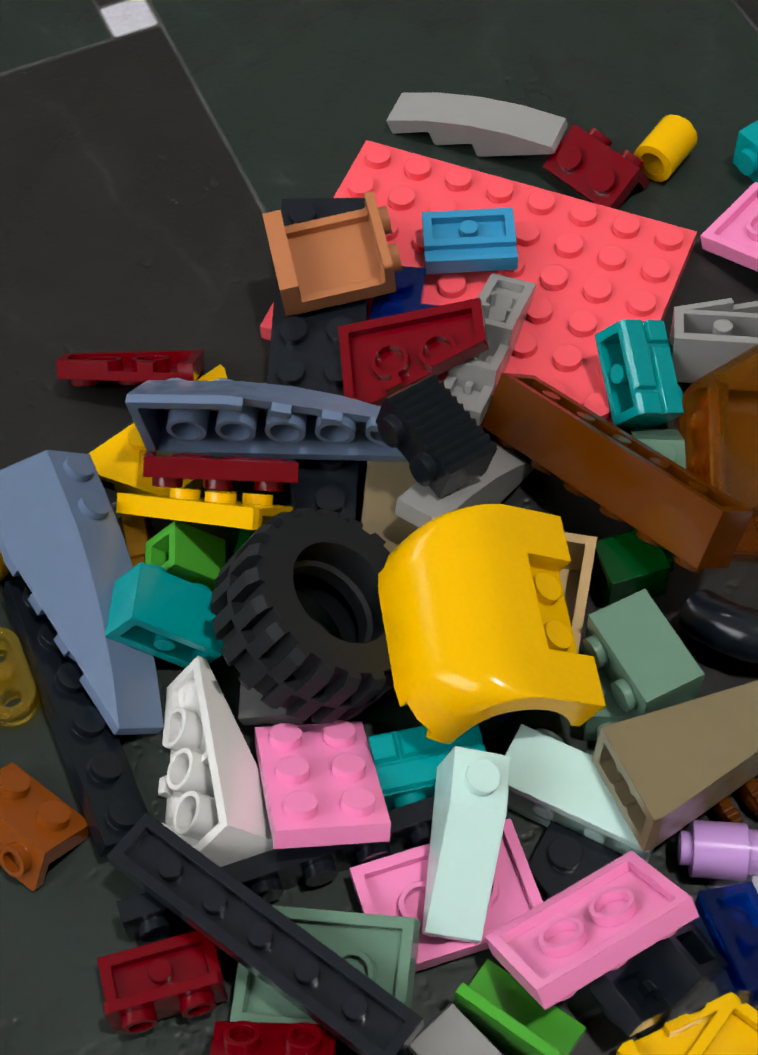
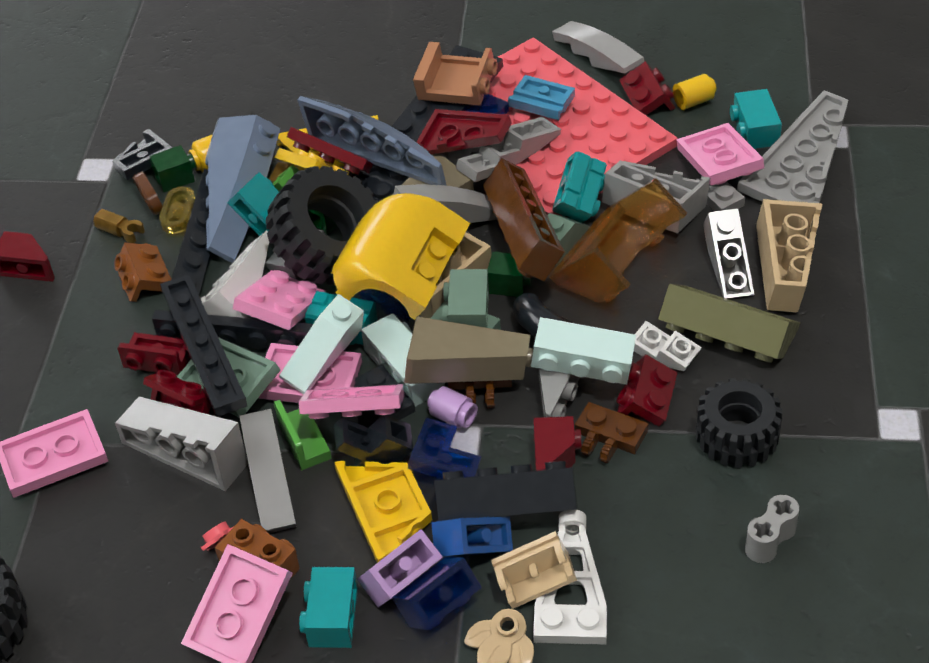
camera: 30 degrees right, 10 degrees down
(129, 366) = (311, 92): dark red wing -> none
(435, 435) = (430, 163): black brick -> none

